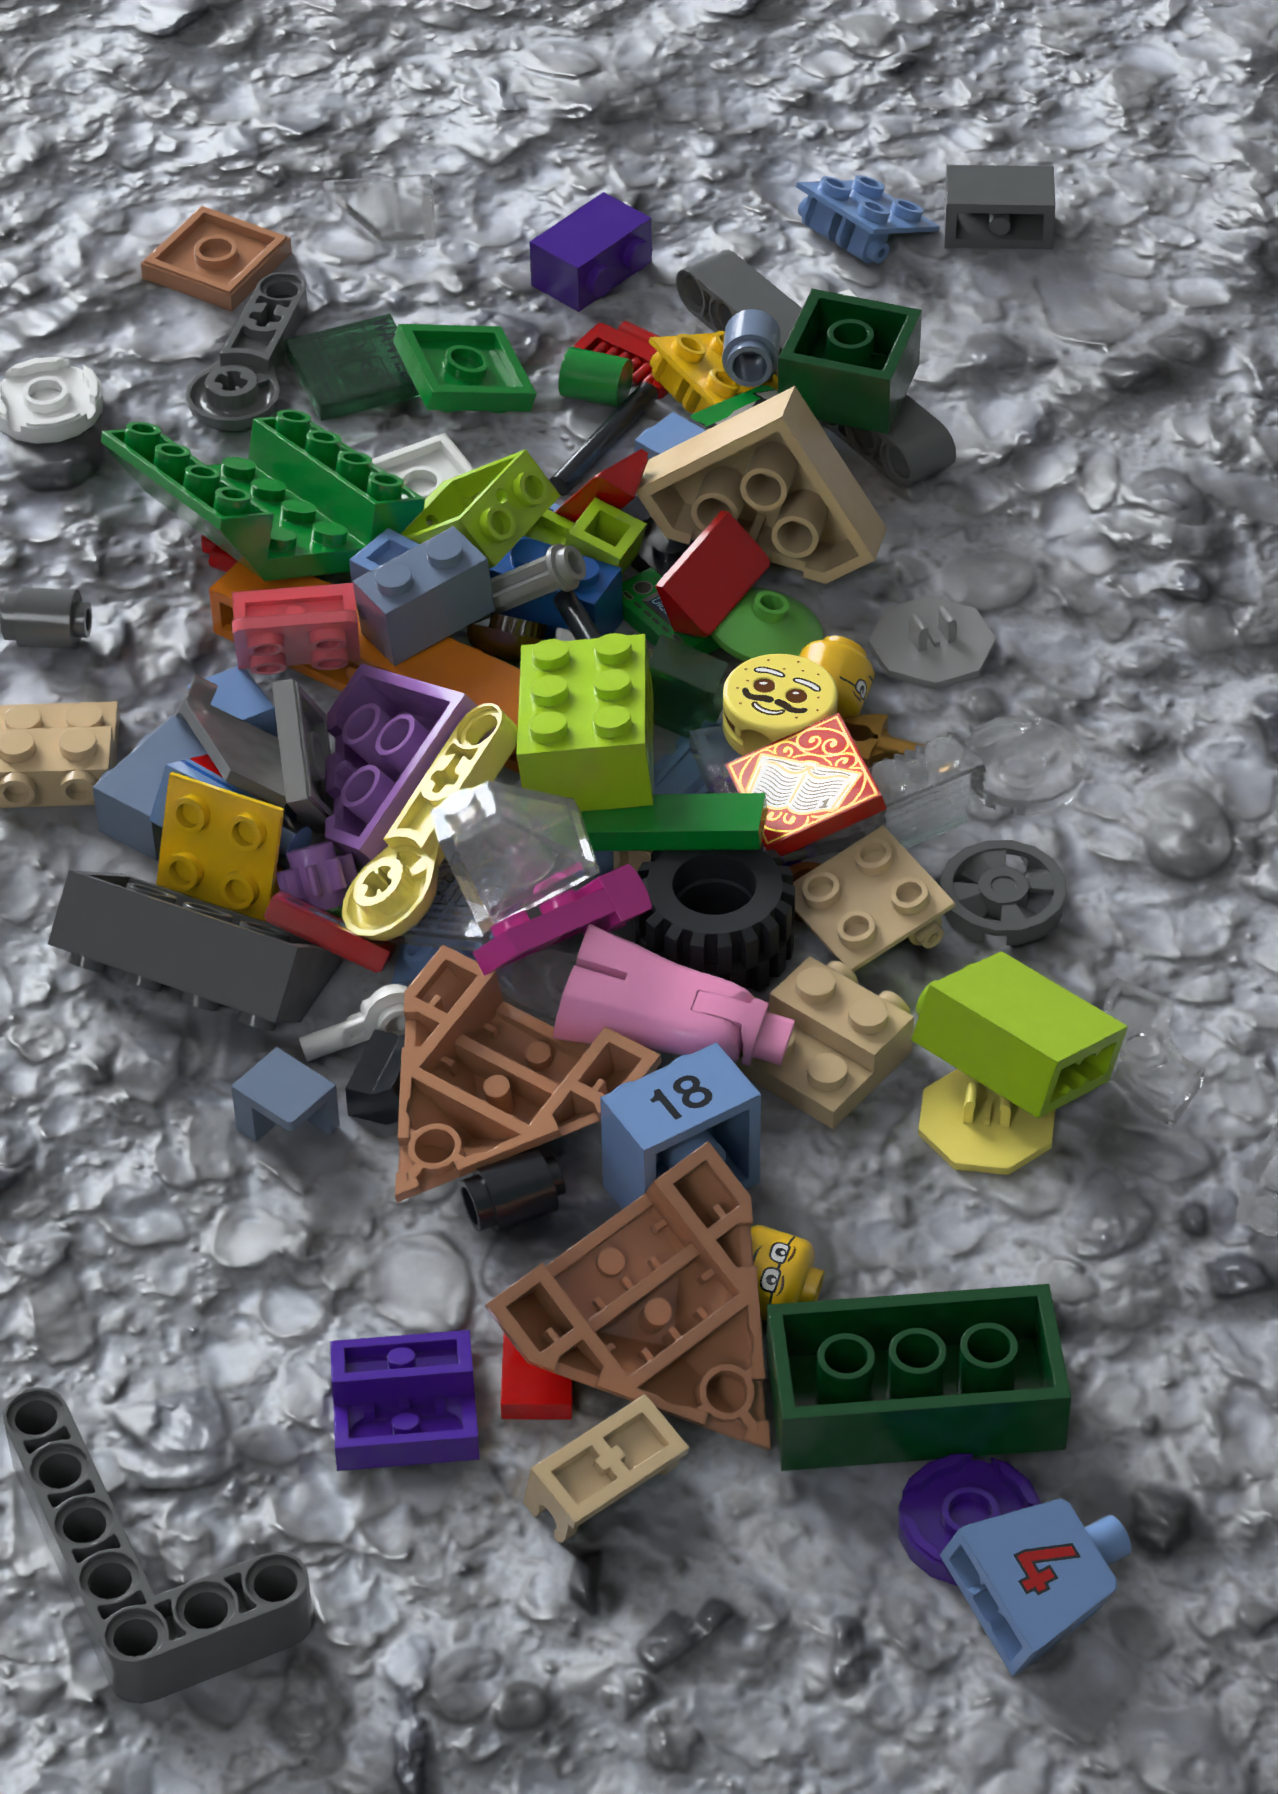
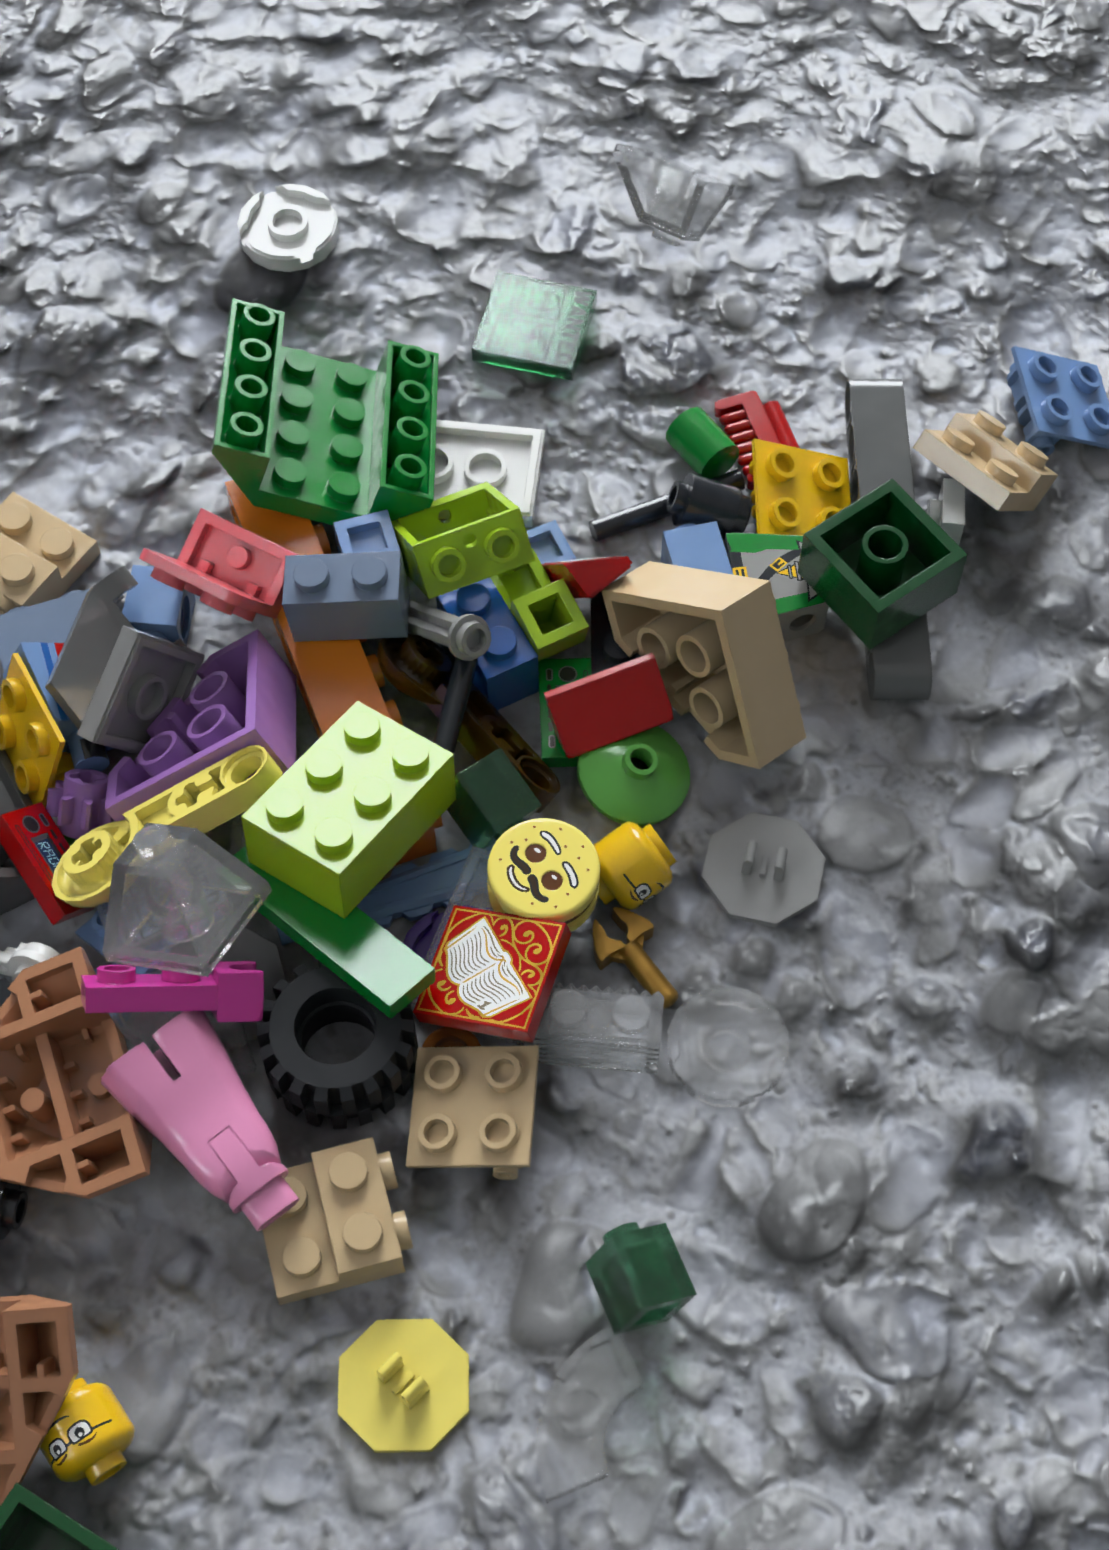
camera: 35 degrees right, 15 degrees up
(45, 618) = (109, 432): dark grey brick -> none
(216, 258) = (519, 163): nougat tile -> none
(245, 377) = (461, 273): dark grey beam -> none
(464, 368) = (603, 378): green plate -> none
(591, 251) = (800, 318): dark purple brick -> none
(642, 407) = (705, 501): none -> black brick
(671, 1114) = (111, 1252): medium blue brick -> none
(751, 347) = (825, 493): sand blue brick -> none
(870, 273) = (988, 462): none -> tan plate
(1002, 891) = (601, 1166): dark grey piece -> none
(1018, 1033) = (467, 1335): lime brick -> none
(1109, 929) = (639, 1276): none -> clear green brick

